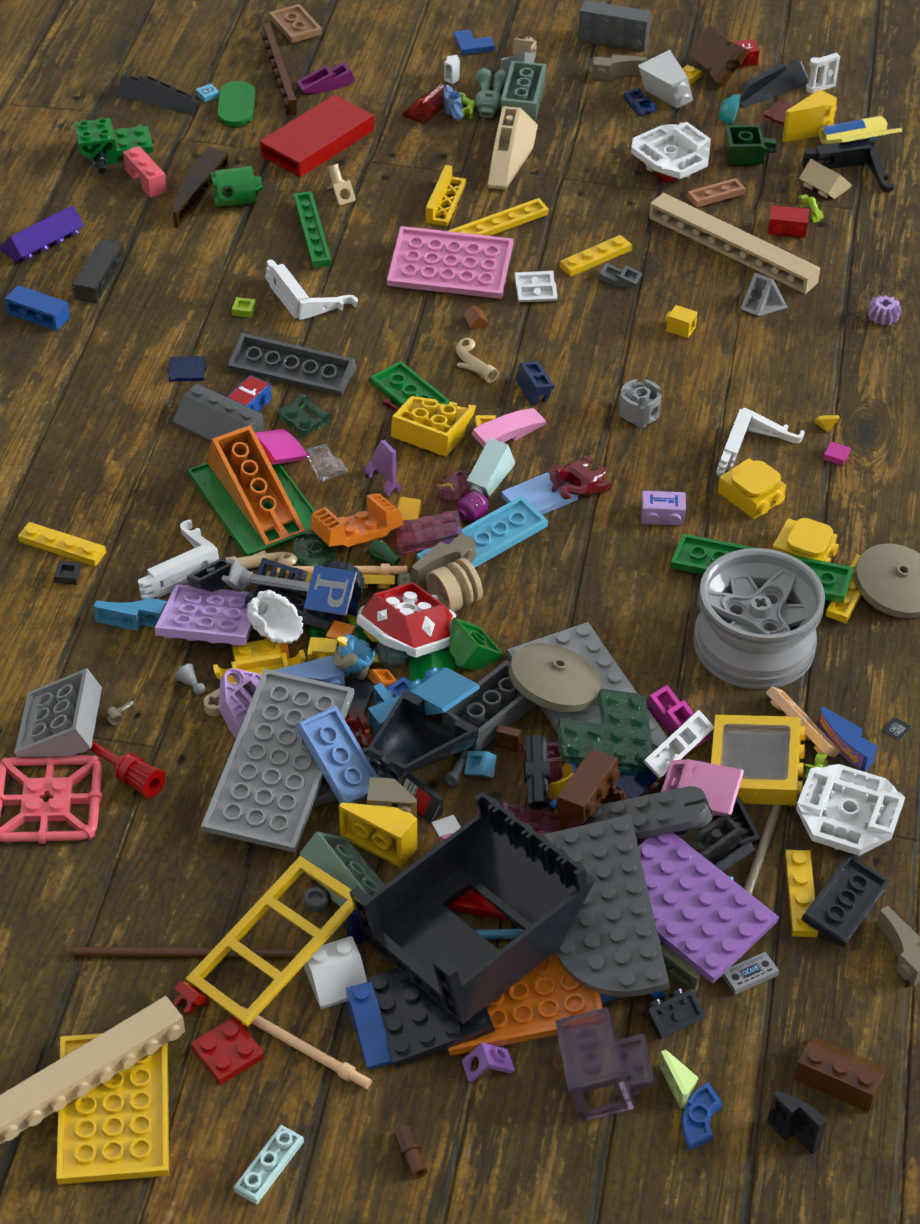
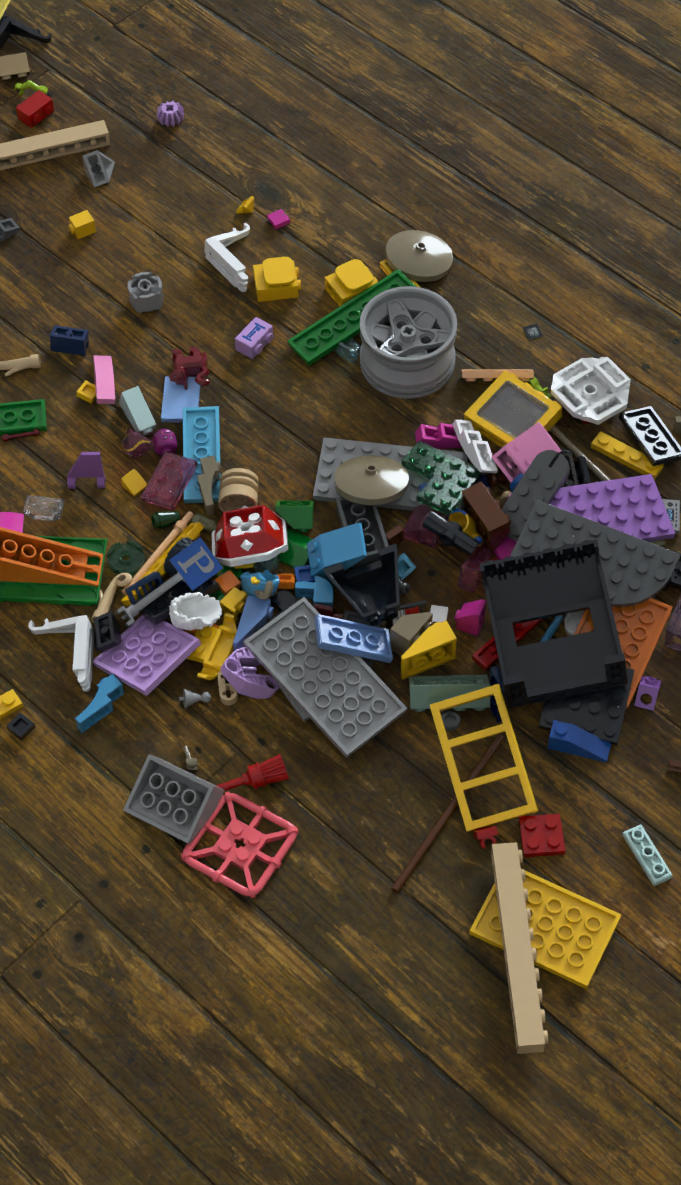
camera: 55 degrees left, 10 degrees up
(334, 969) = (529, 736): white slope -> none
(344, 1070) = (603, 774): light nougat bar -> none
(357, 528) = (128, 517): orange plate -> none
(431, 424) = (62, 421): yellow wedge -> none
(848, 739) = (528, 359): blue slope -> none

